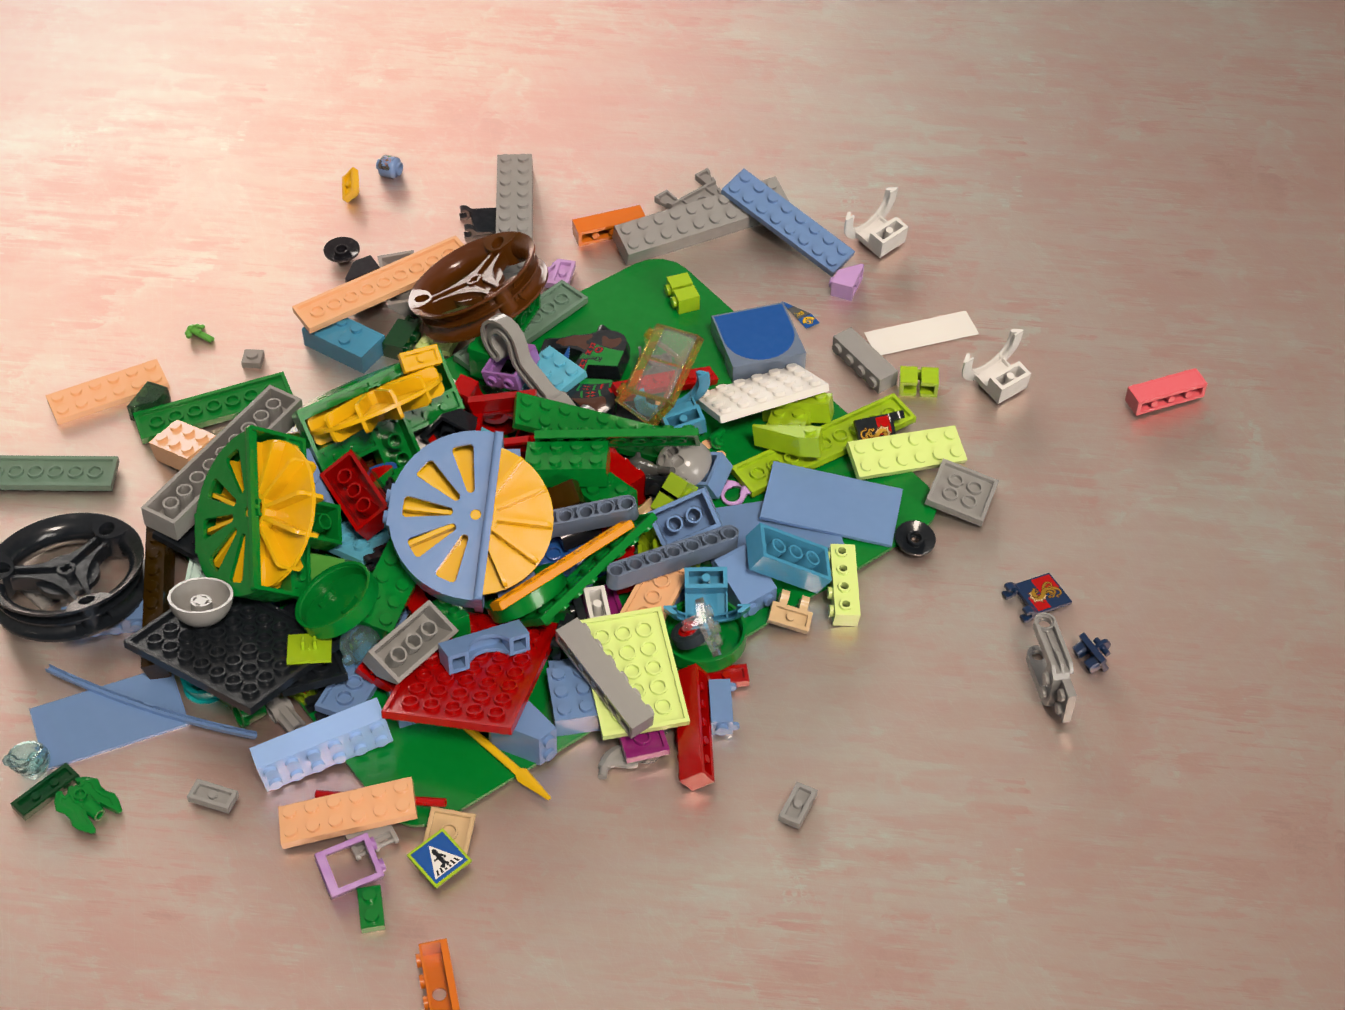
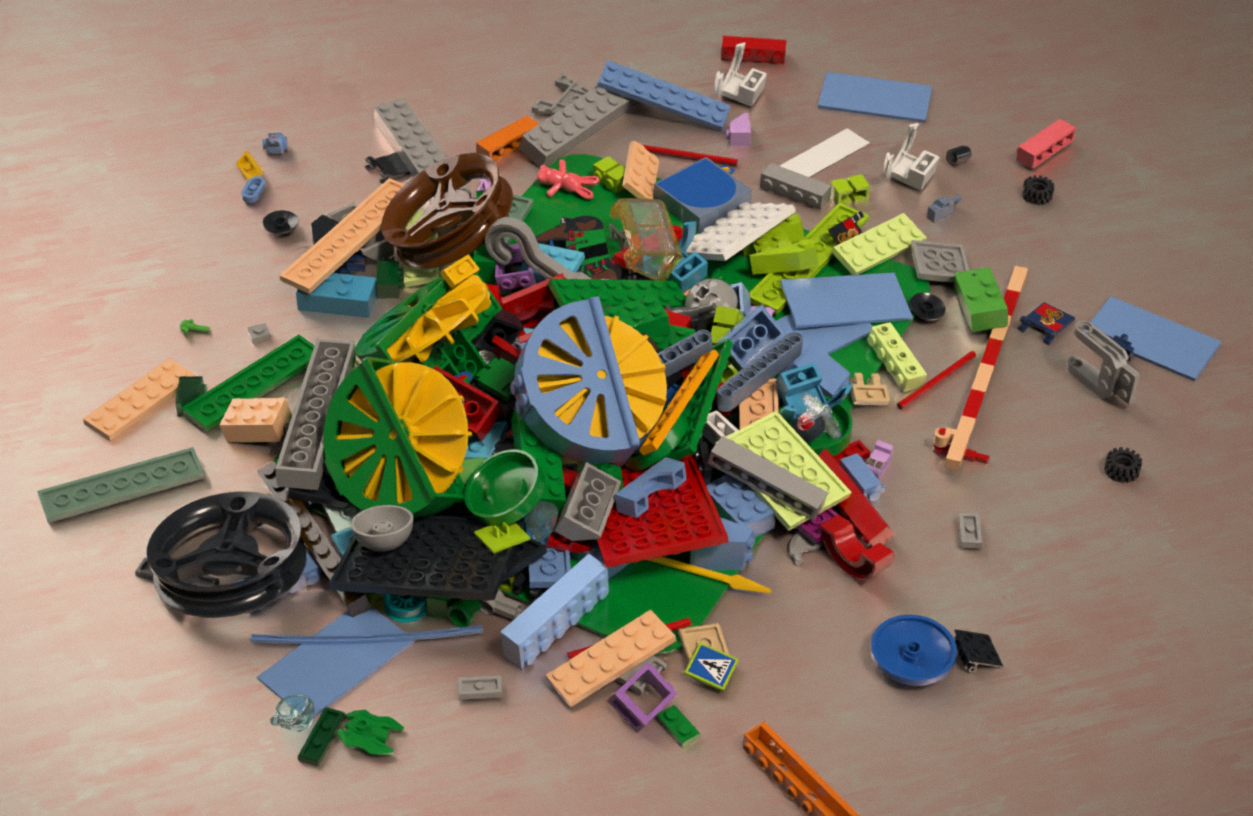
camera: 25 degrees left, 5 degrees down
(340, 208) = (253, 189): none -> medium blue plate
(378, 313) = (354, 264): none -> dark blue hips
(626, 436) = (674, 286): green plate -> none
(635, 289) = (569, 182): none -> coral animal
(647, 917) = (913, 650): none -> blue dish
(656, 790) = (850, 553): none -> red brick
(709, 298) = (640, 171): none -> light nougat plate
(718, 941) = (976, 649): none -> black hinge
(753, 693) = (880, 458): none -> lavender leg
(769, 287) = (691, 155): none -> red piece
(788, 558) = (848, 346): dark azure brick -> none
(842, 702) = (960, 438): none -> piece
(875, 623) = (937, 379): none -> red piece
(922, 195) = (755, 50): none -> red brick
(974, 549) = (981, 299): none -> bright green brick
(1005, 431) = (942, 208): none -> sand blue piece
(1015, 779) = (1120, 472): none -> black tyre
(1018, 284) = (875, 97): none -> medium blue piece
(1062, 376) = (958, 155): none -> black brick
(1127, 434) = (1038, 190): none -> black tyre
(1146, 654) = (1157, 338): none -> medium blue piece

